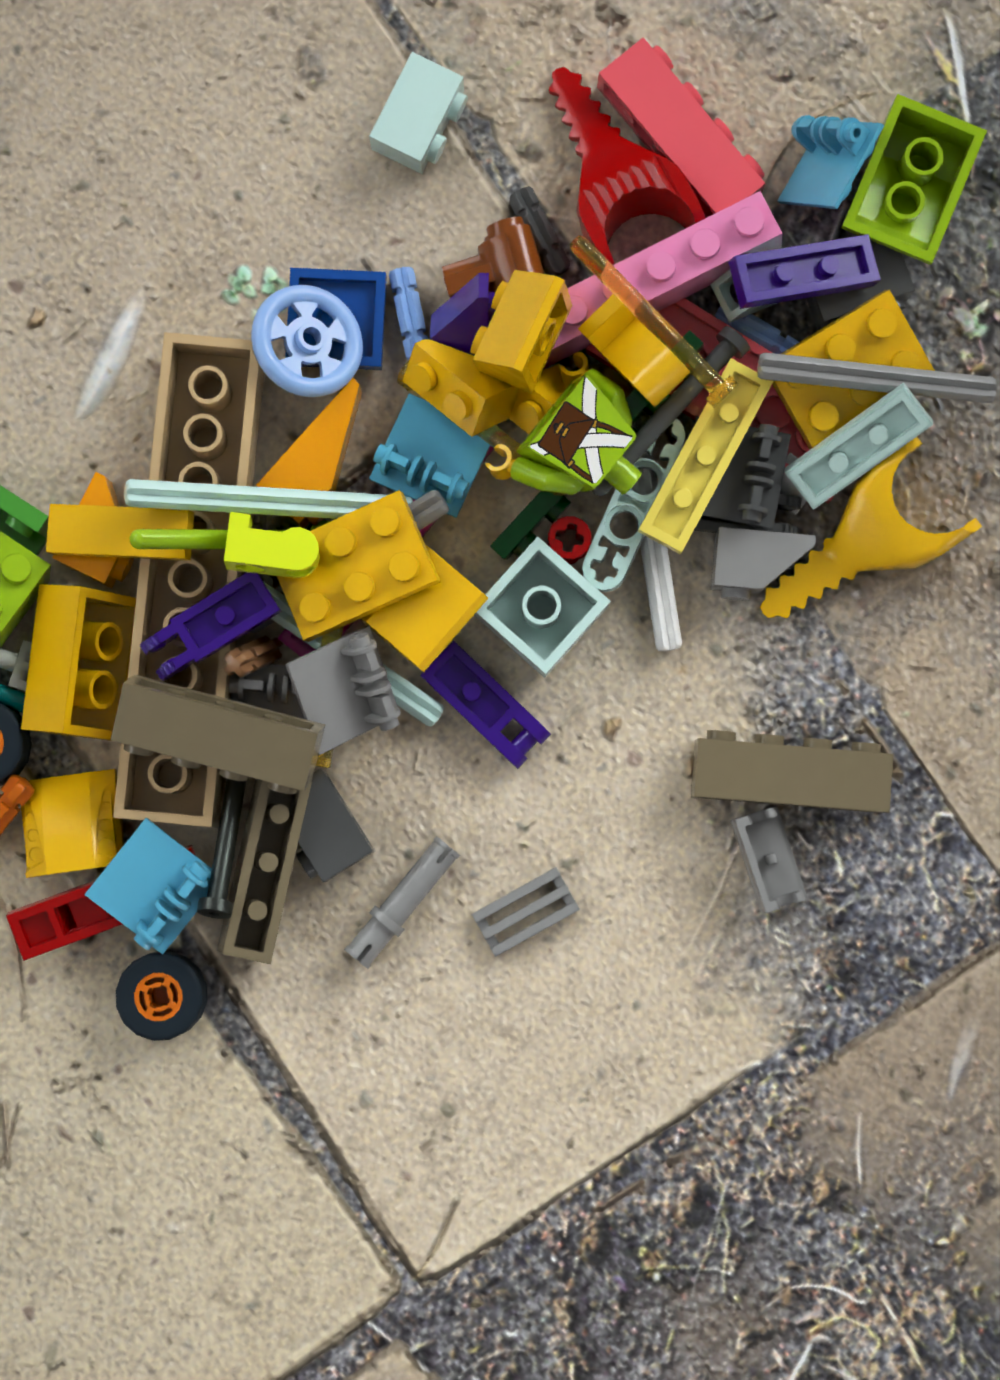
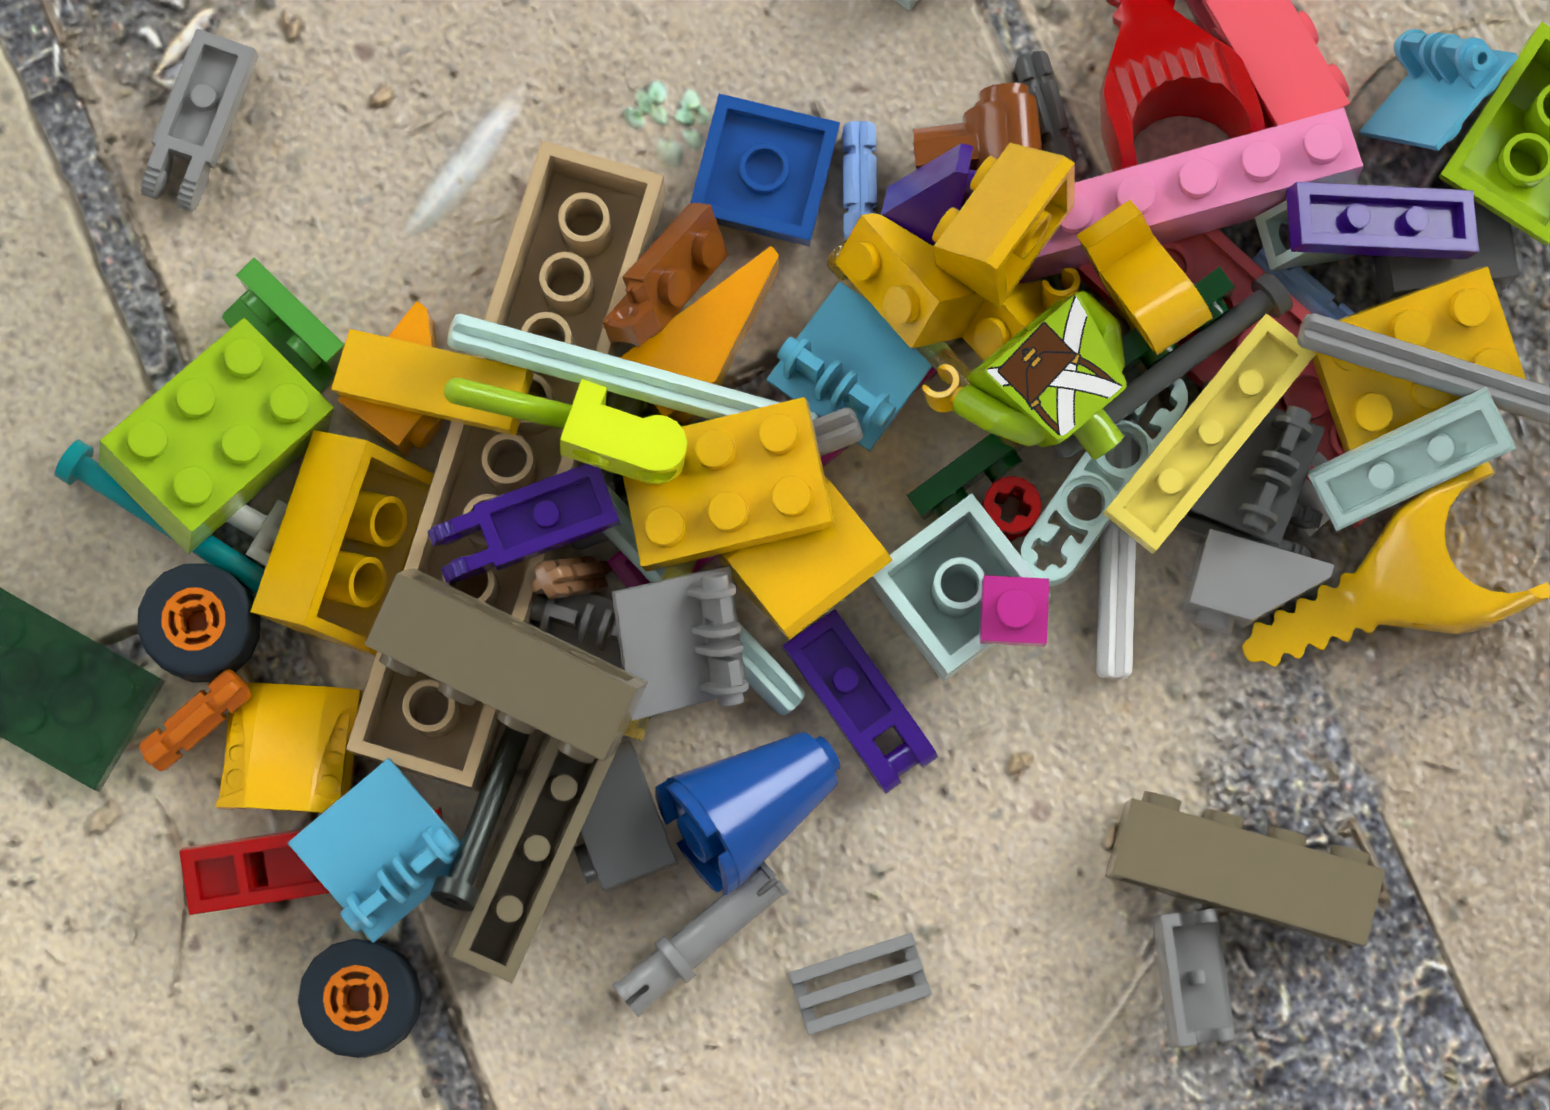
camera: 10 degrees right, 5 degrees down
(274, 427) = (667, 275): none -> dark orange hinge
(287, 371) = (690, 219): light blue plate -> none
(417, 798) = (746, 805): none -> blue cone
(585, 618) = (1014, 611): none -> dark pink plate
(653, 320) = (1175, 242): clear yellow bar -> none

